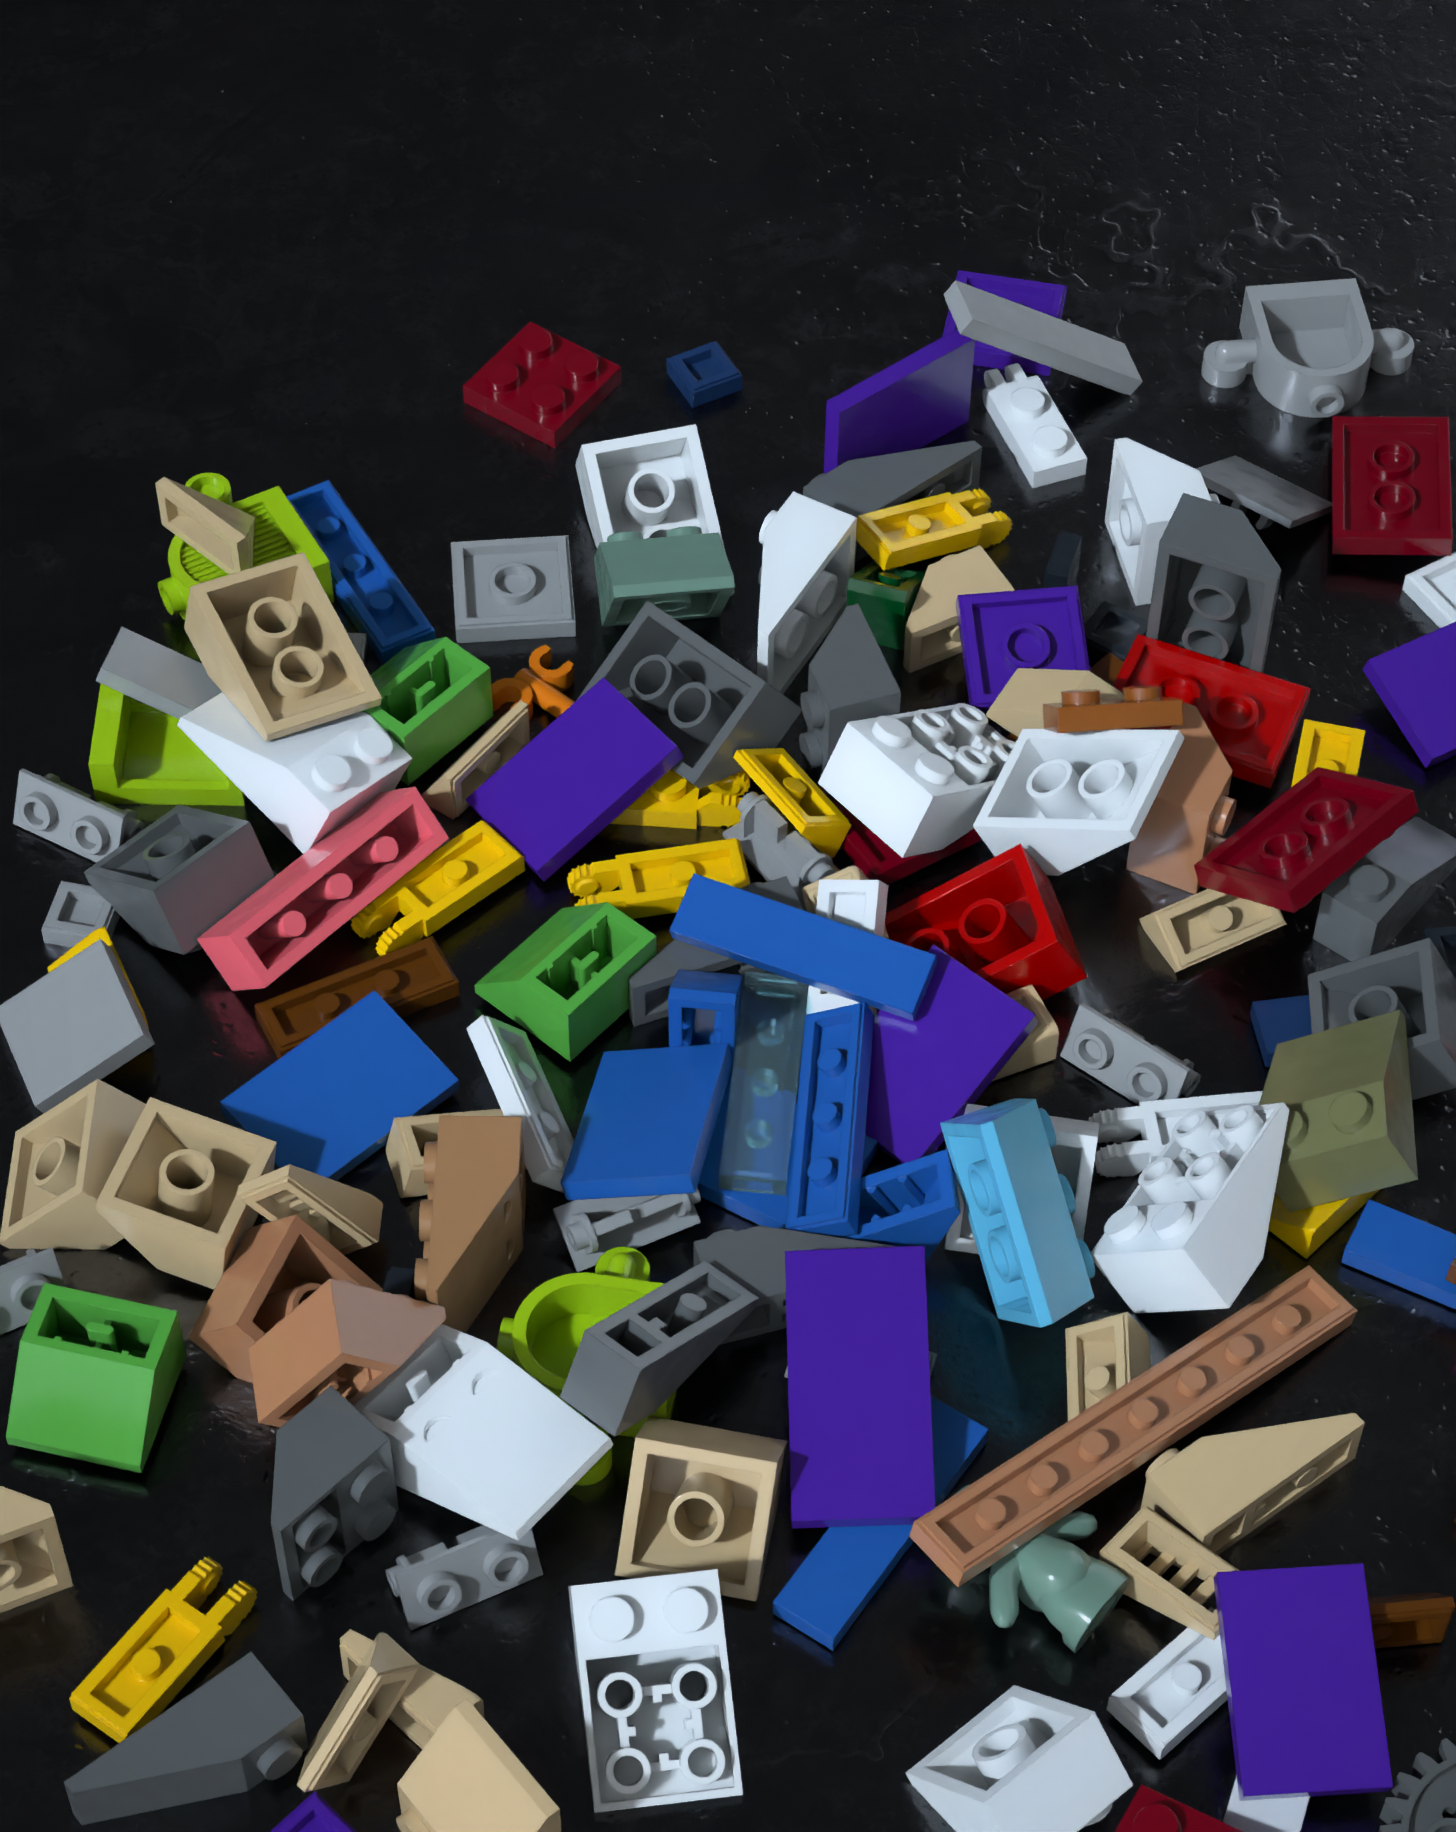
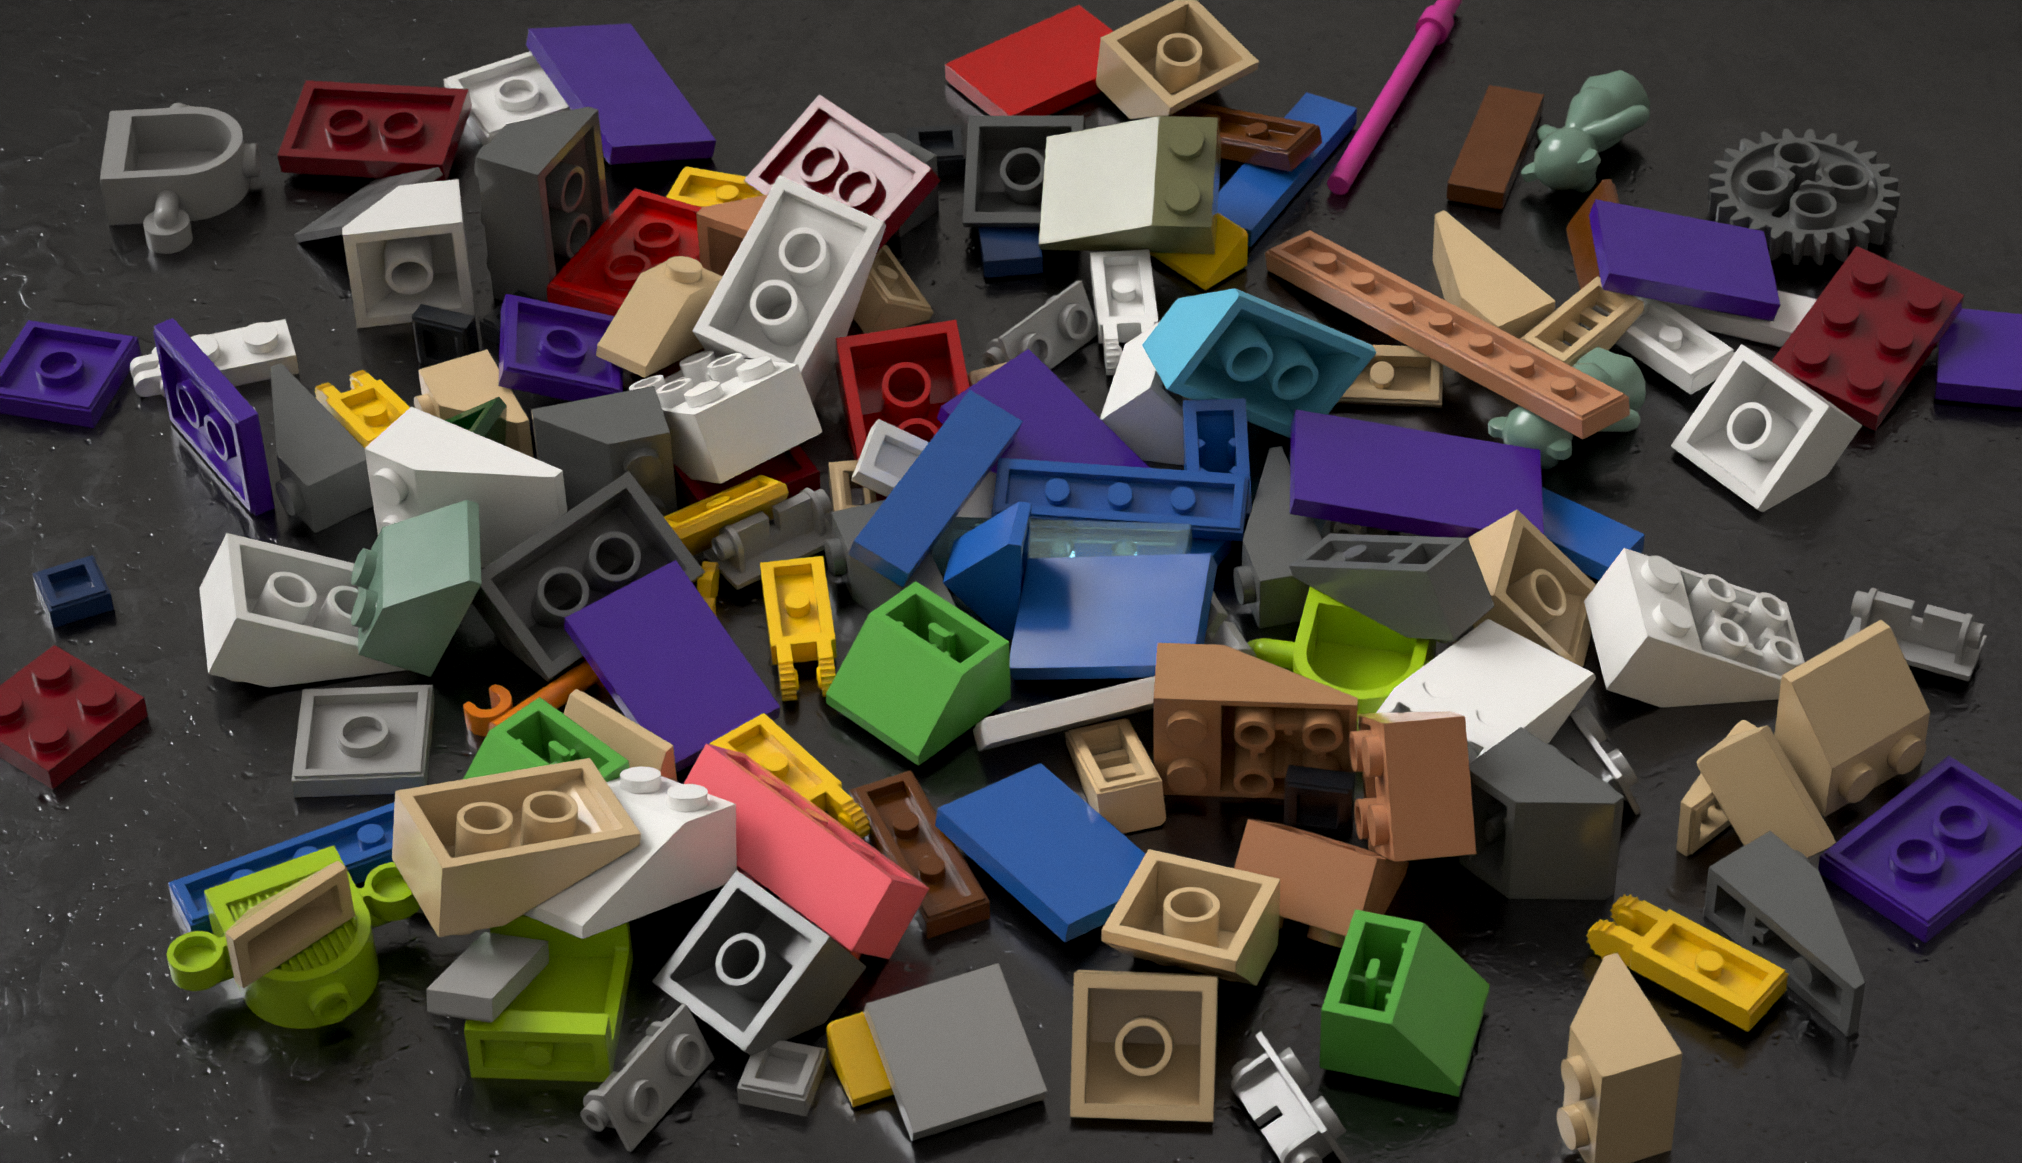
camera: 85 degrees left, 10 degrees down
(335, 1210) = (1214, 830): tan slope -> none
(1042, 338) = (149, 303): light grey tile -> none
(1086, 712) = (717, 244): dark orange plate -> none
(1198, 1213) = (1215, 246): white slope -> none

